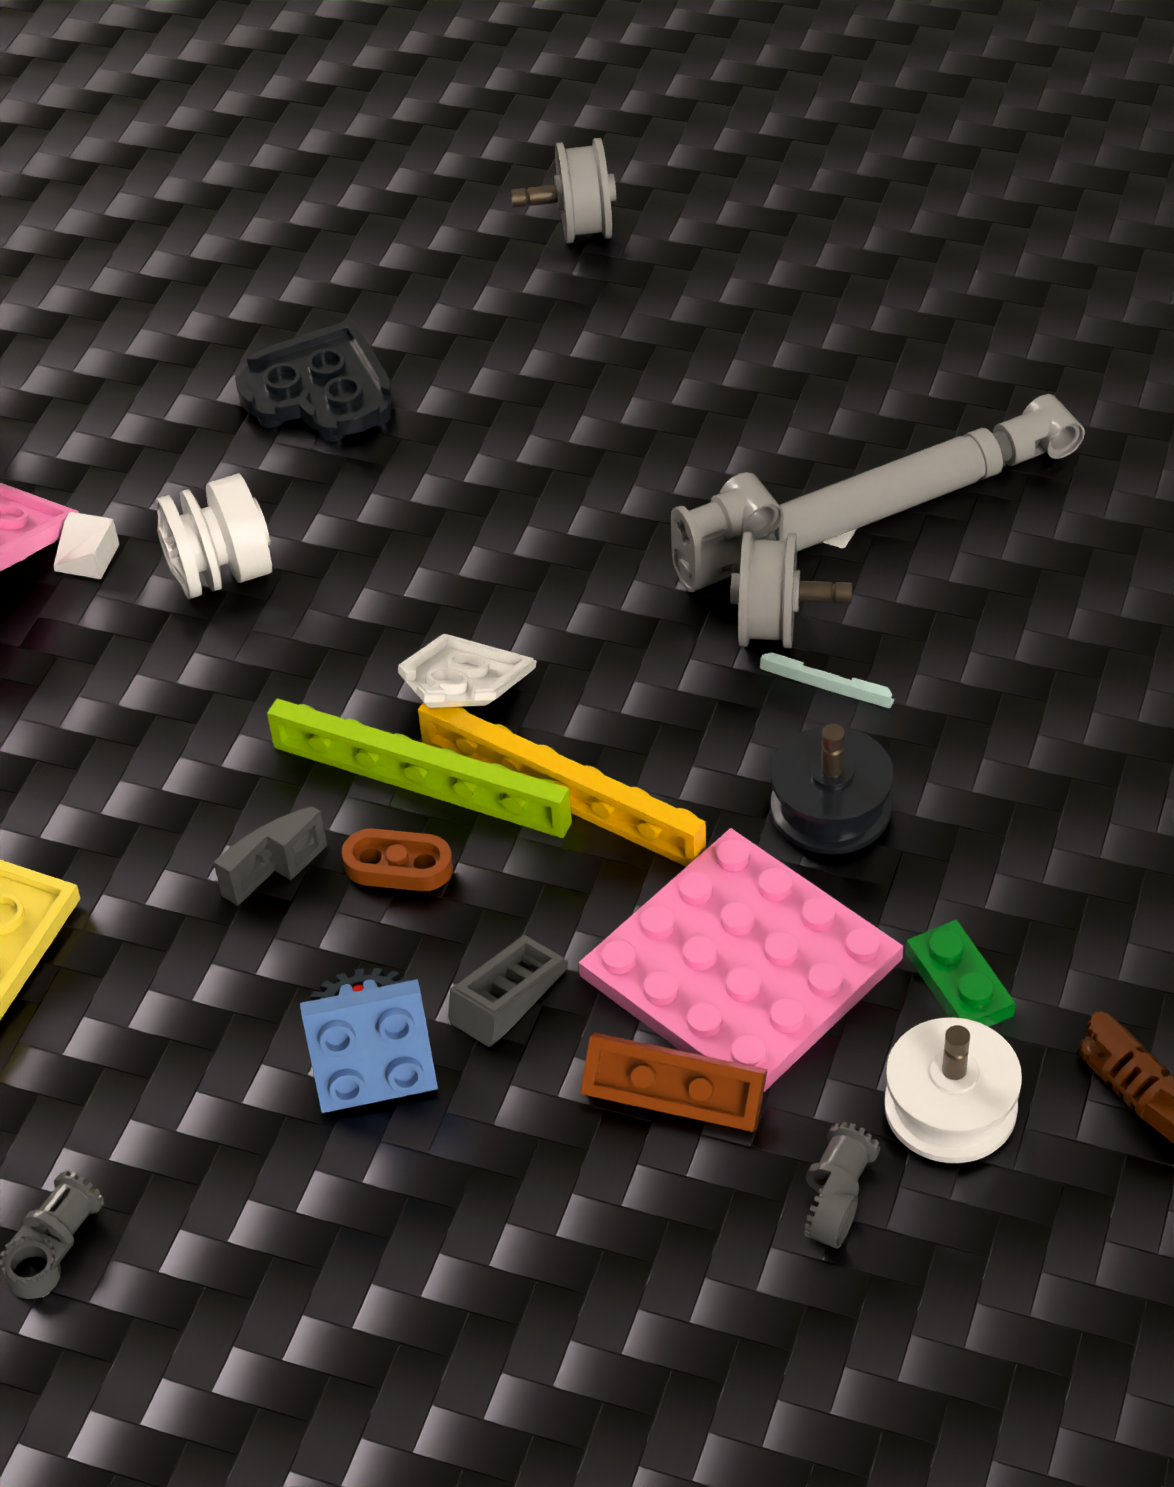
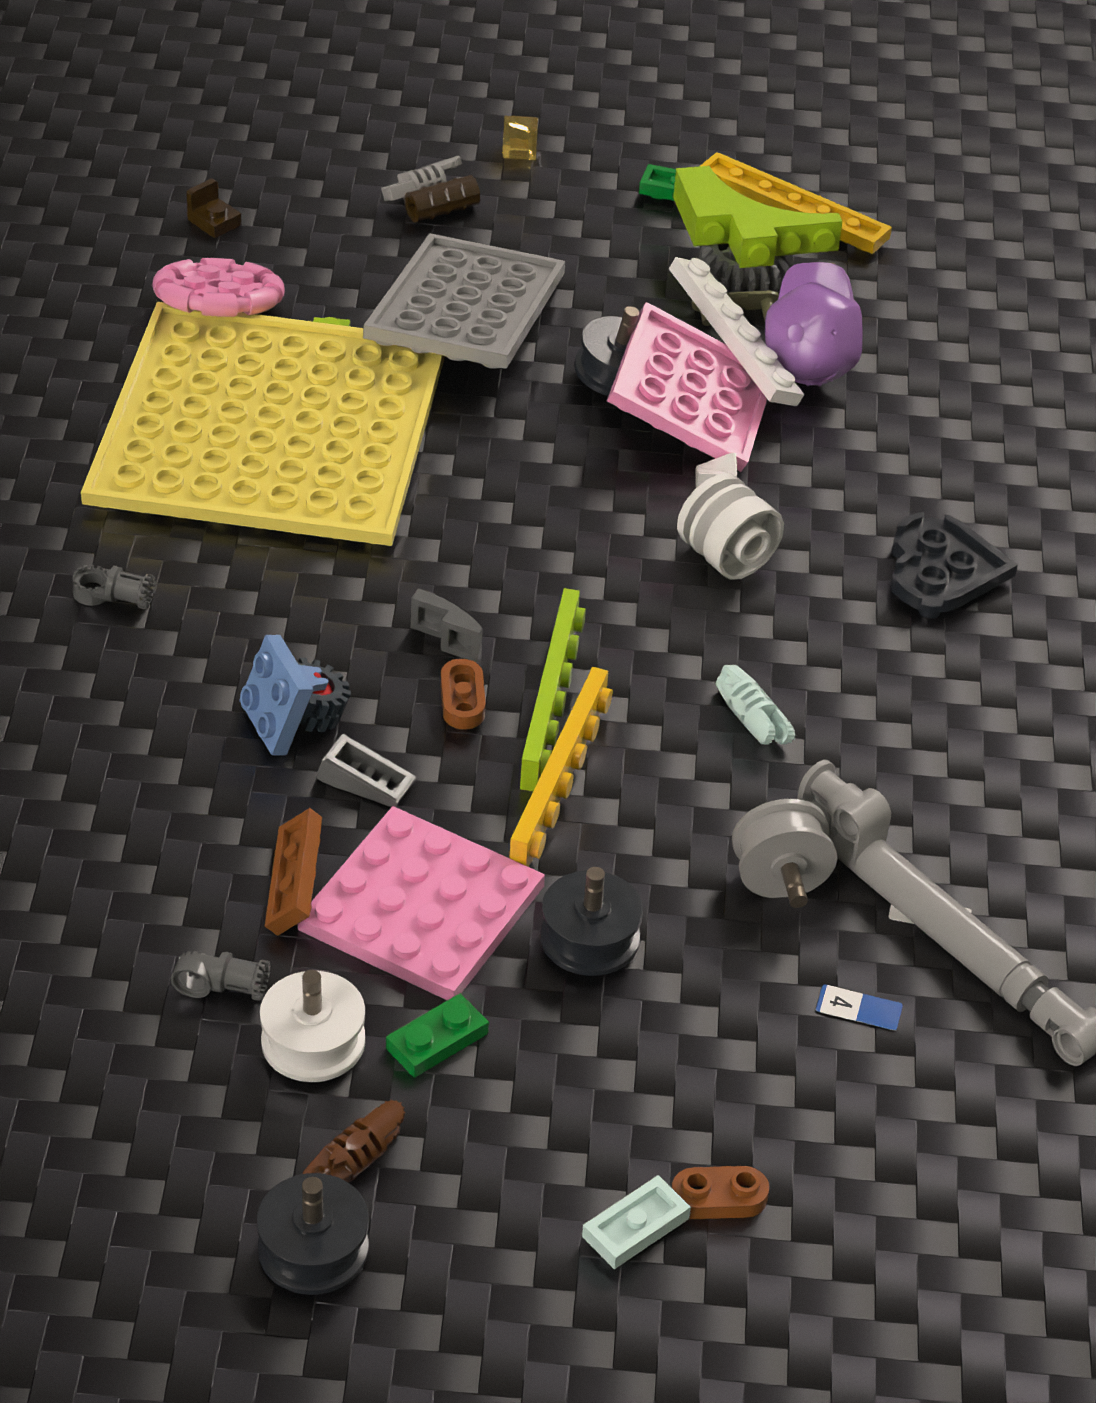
camera: 70 degrees right, 5 degrees down
(462, 672) = (643, 688): white tile -> none
(503, 588) = (753, 706): none -> light aqua hinge
(852, 688) = (724, 938): light aqua piece -> none
(968, 598) = (859, 1007): none -> sticker

